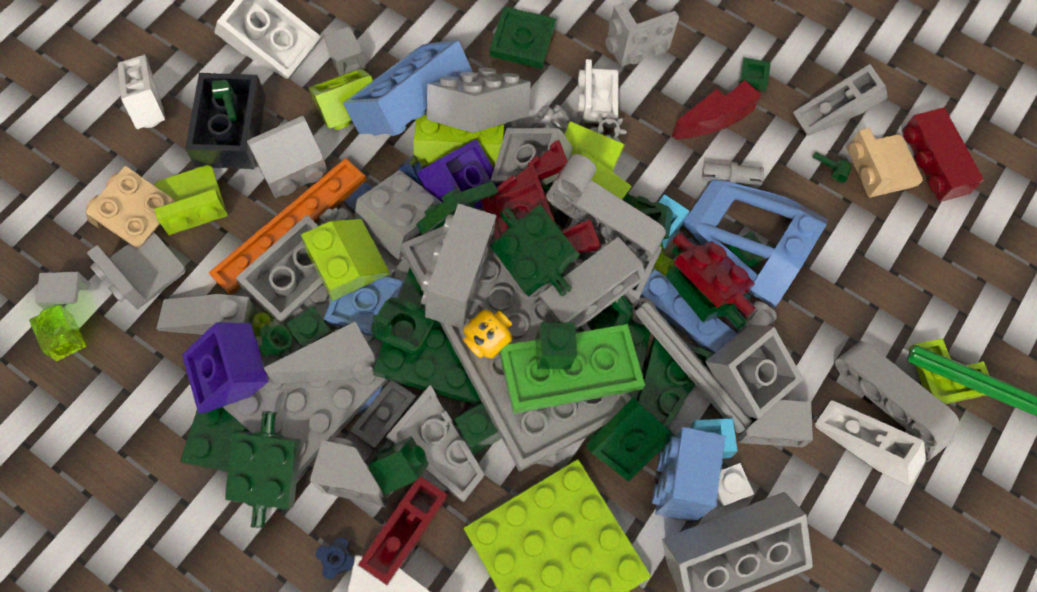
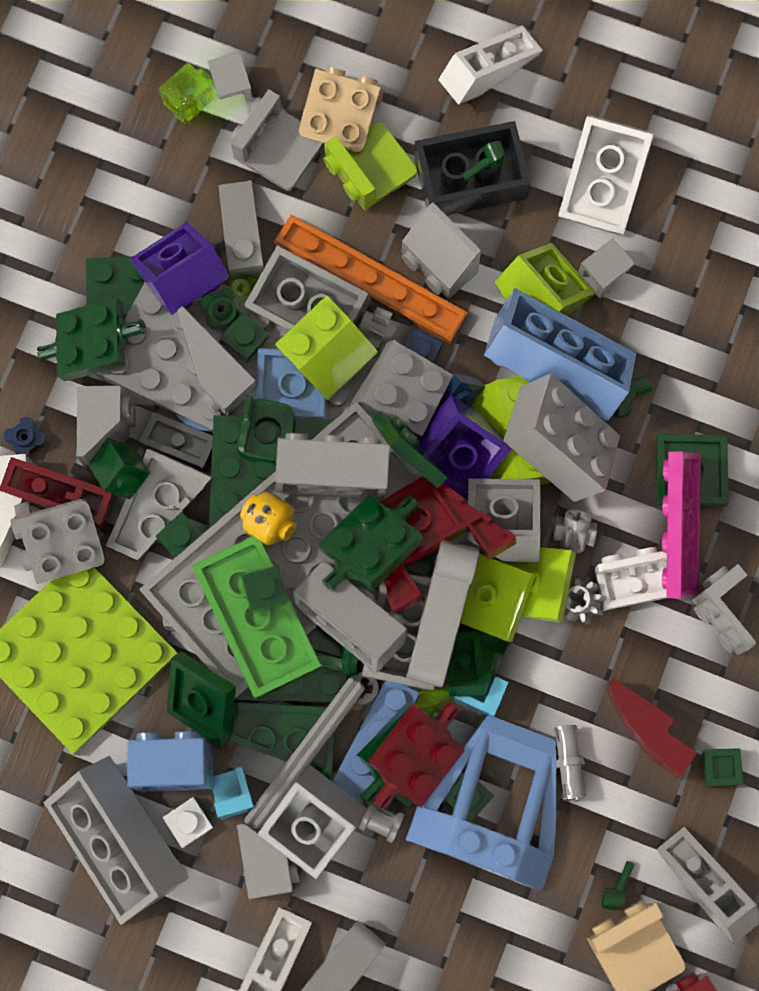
camera: 80 degrees right, 10 degrees up
(450, 541) = (57, 539): none -> light grey bracket
(575, 41) = (683, 524): none -> dark pink plate

